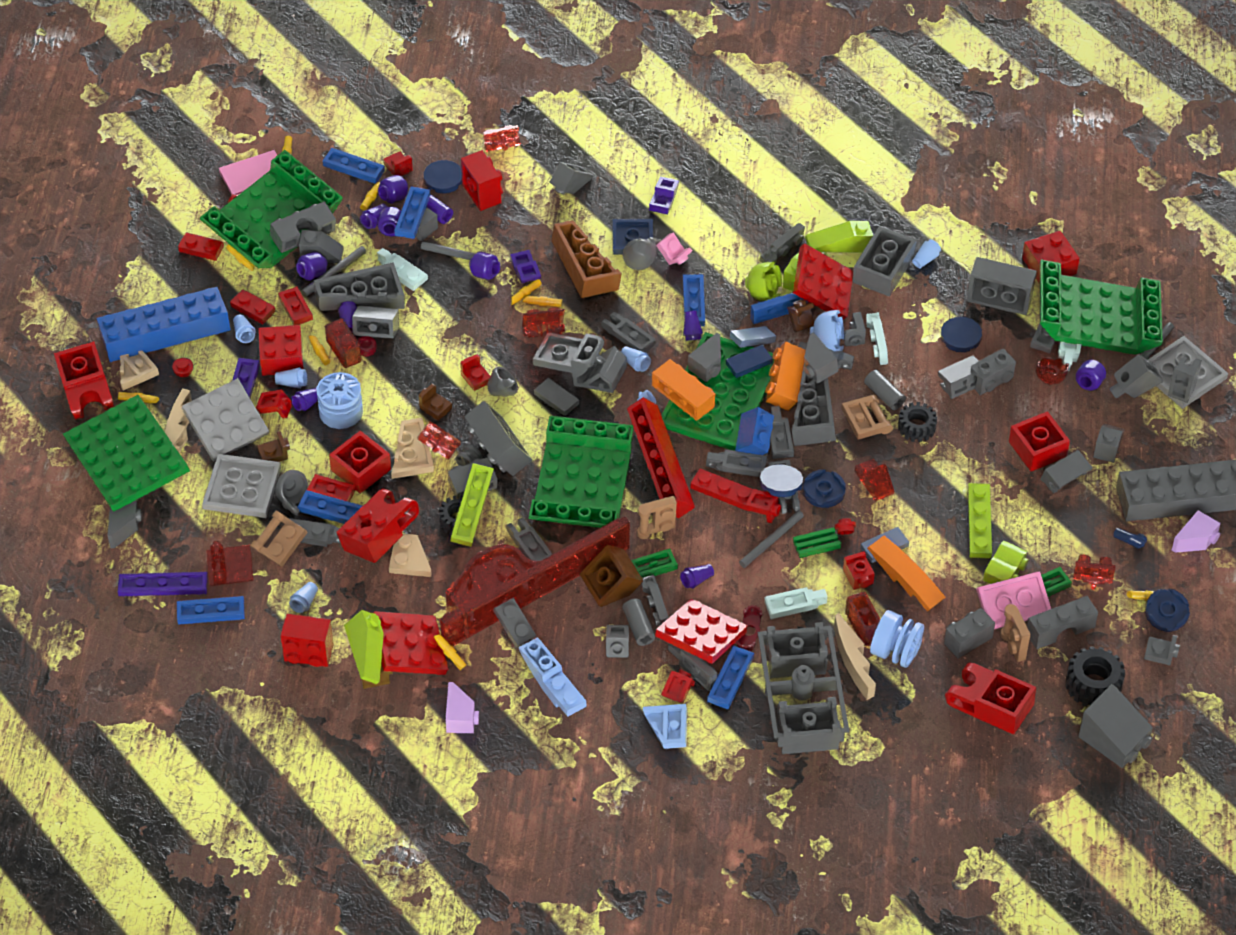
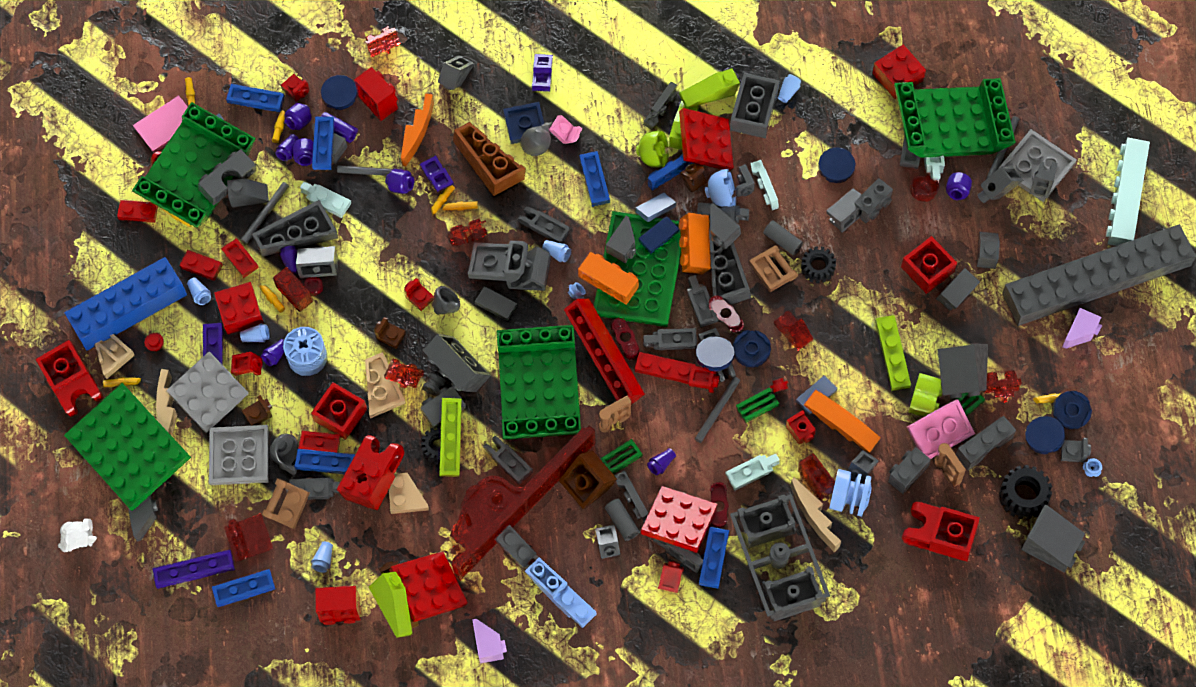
camera: 10 degrees left, 15 degrees up
(48, 523) = (76, 535): none -> white hair
(311, 265) = (244, 213): dark purple head -> none
(450, 652) = (465, 586): yellow piece -> none
(513, 225) = (415, 133): none -> orange slope
(669, 724) = (671, 615): light blue wing -> none
(690, 463) = (630, 347): none -> dark red piece
(692, 327) = (600, 209): dark purple cone -> none
(755, 431) = (680, 308): blue brick -> none
(811, 457) = (733, 321): none -> piece
(921, 615) = (862, 464): none -> dark grey bracket
(1001, 285) = (863, 111): dark grey brick -> none
(1053, 542) = (963, 369): none -> dark grey slope
(1131, 628) = (1045, 435): none -> dark blue tile
(1134, 540) = (1032, 345): dark blue arm -> none
(1178, 665) = (1092, 463): none -> light blue plate

